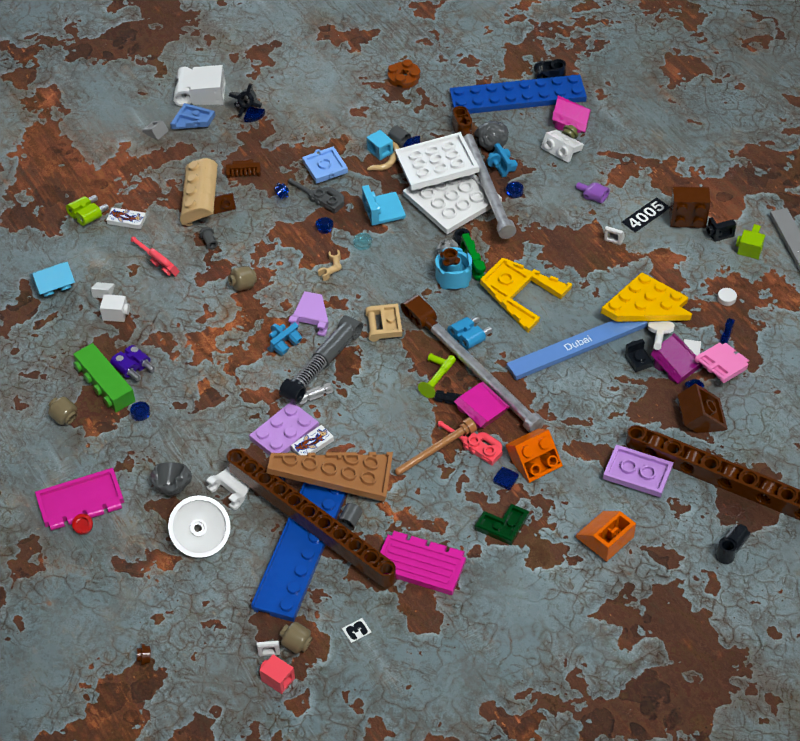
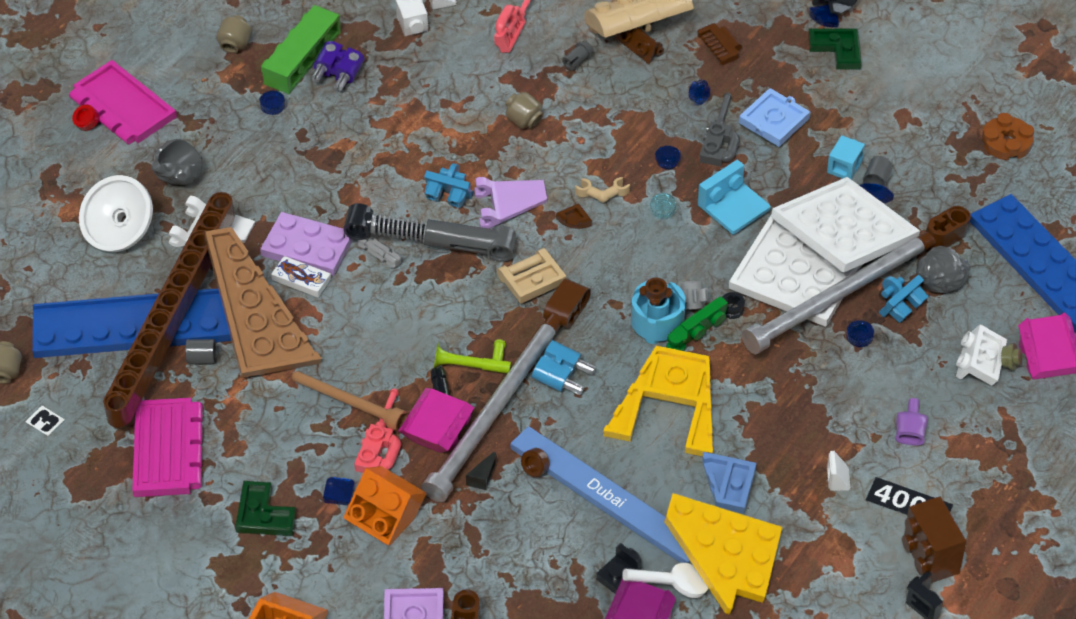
camera: 65 degrees right, 0 degrees up
(282, 114) = (841, 41): none -> dark green tile
(346, 286) = (574, 217): none -> reddish brown tile
(389, 163) = (821, 182): tan animal -> none
(532, 398) = (480, 475): none -> pearl dark grey piece
(538, 368) = (535, 462): none -> reddish brown tile
(597, 283) = (729, 480): none -> medium blue wing

